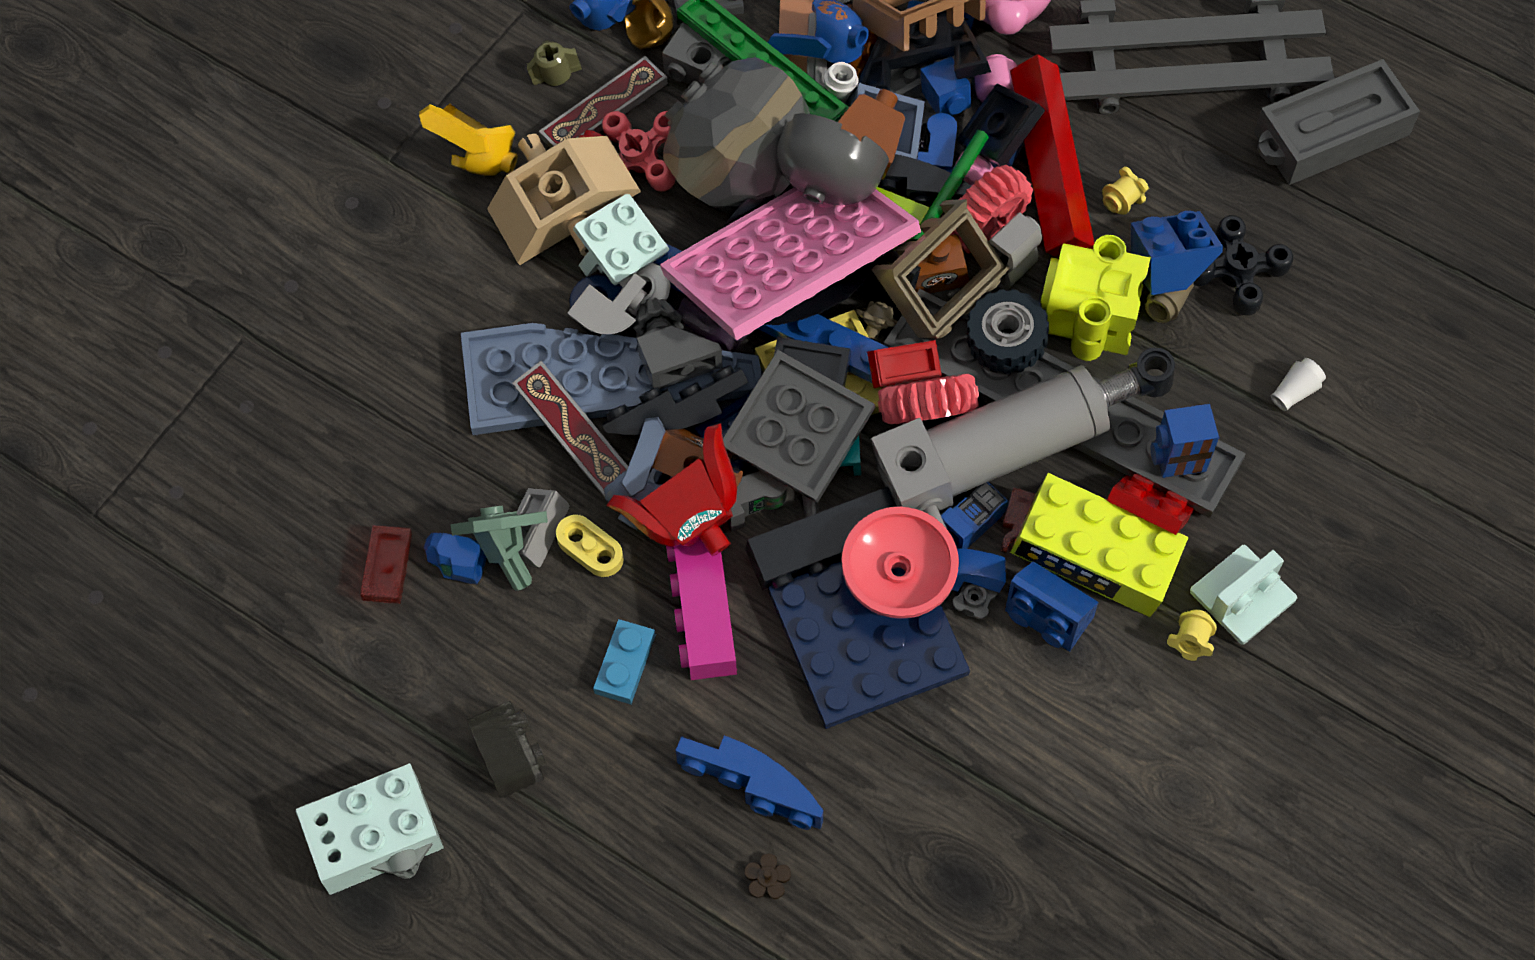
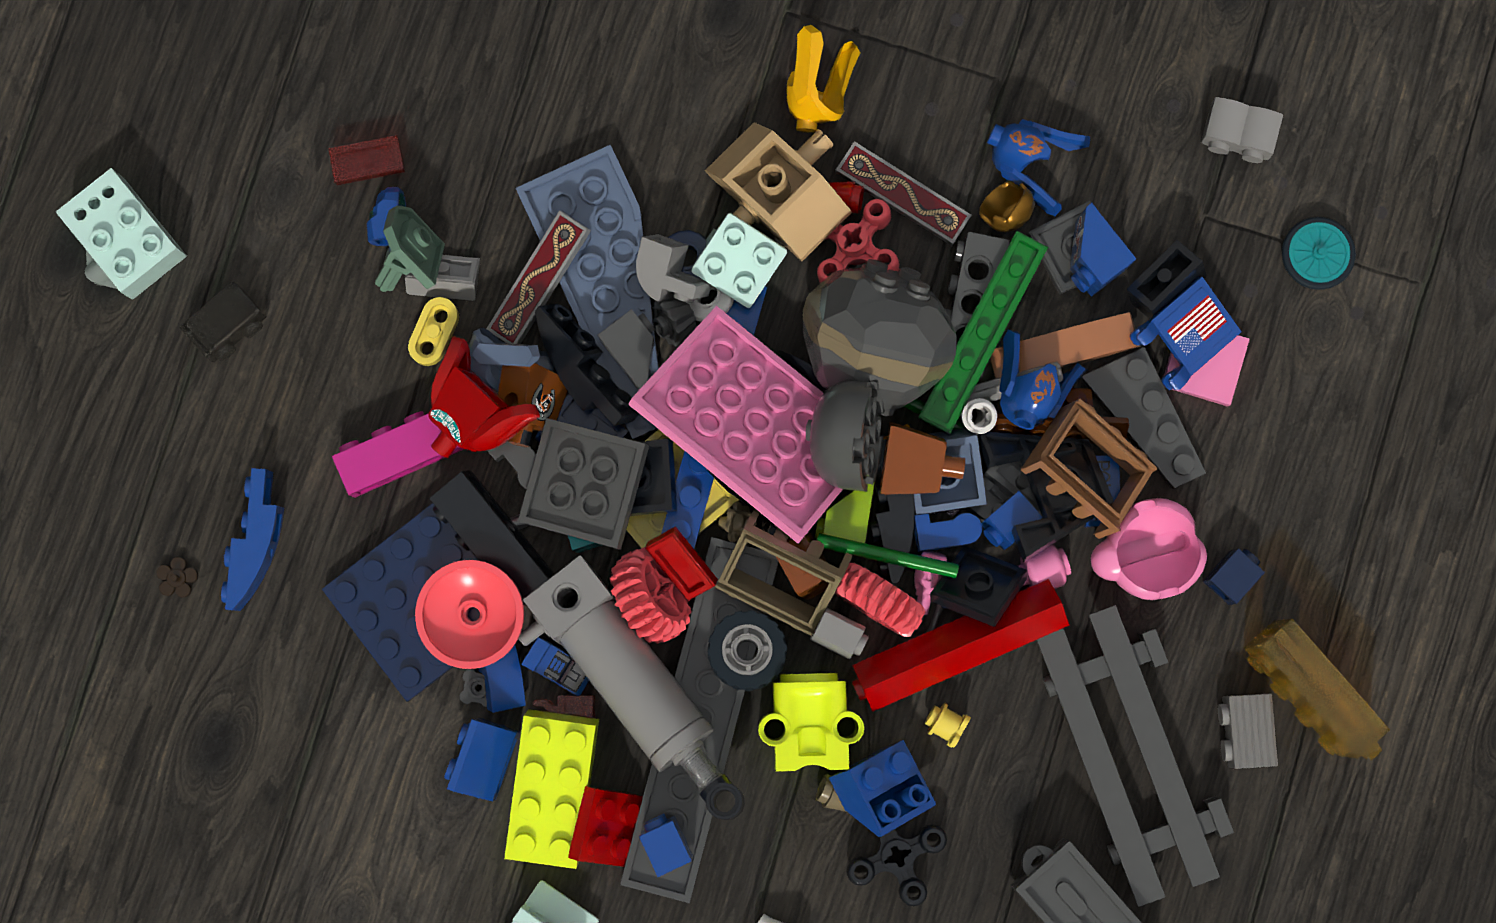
camera: 70 degrees right, 20 degrees up
(553, 64) = (935, 130): olive piece -> none
(624, 661) = (336, 397): dark azure plate -> none
(1193, 635) = (494, 893): light yellow brick -> none

